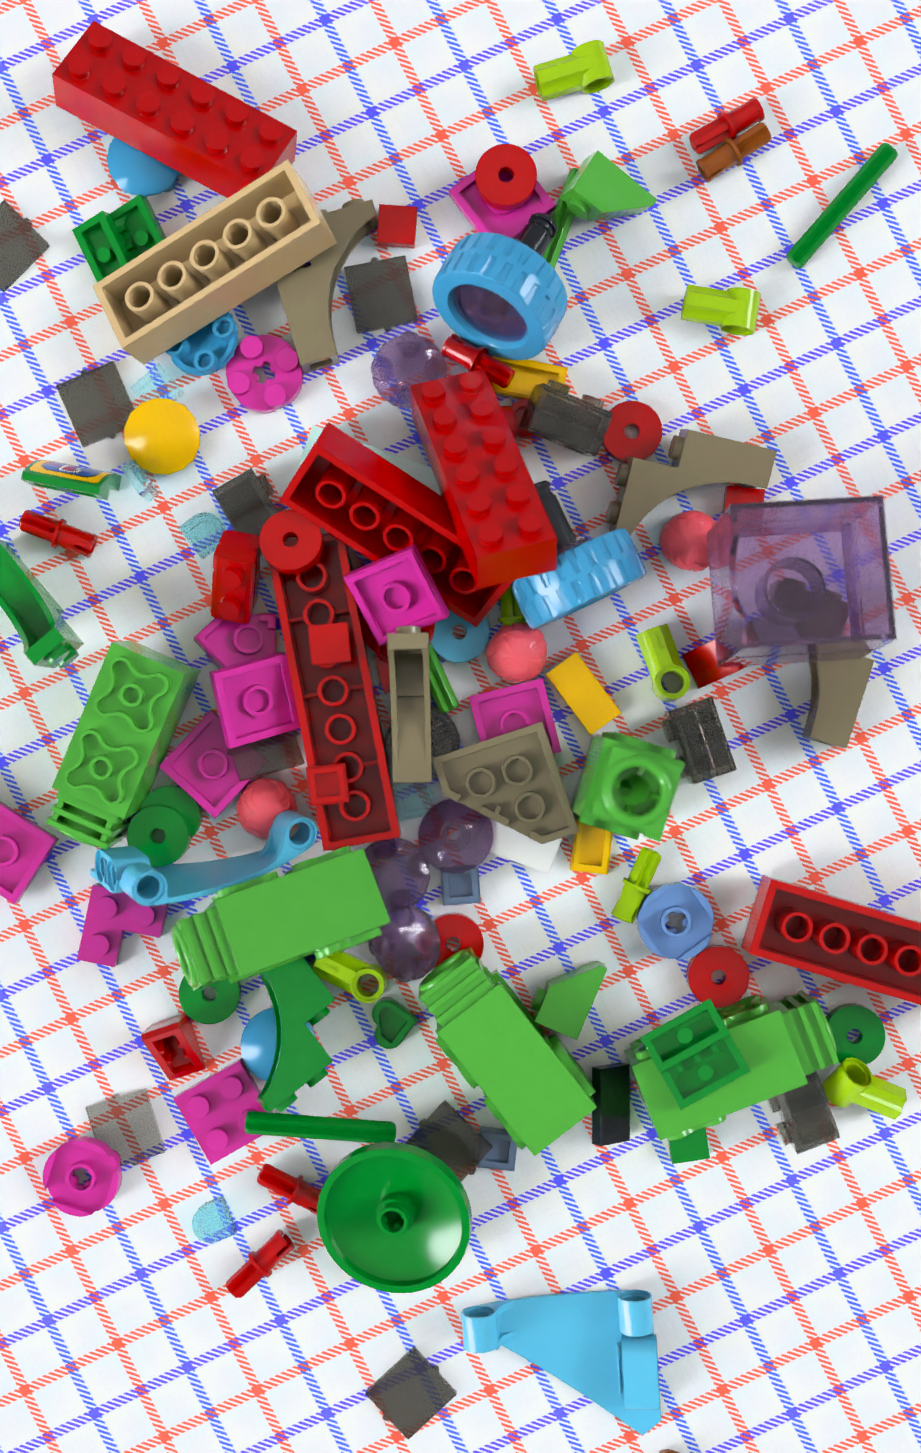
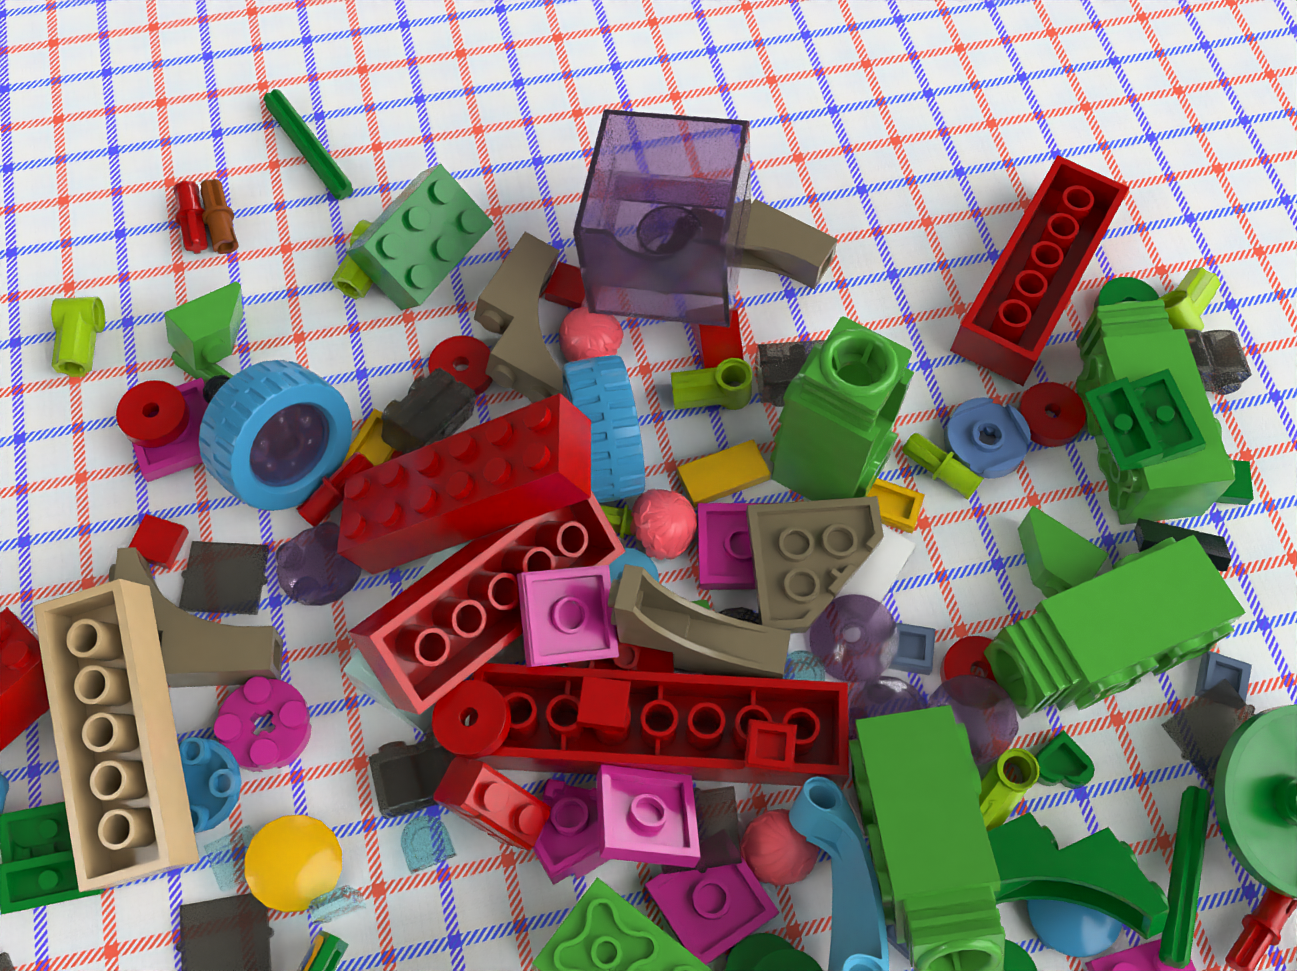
camera: 80 degrees left, 25 degrees down
(746, 354) = (420, 237): none -> green brick

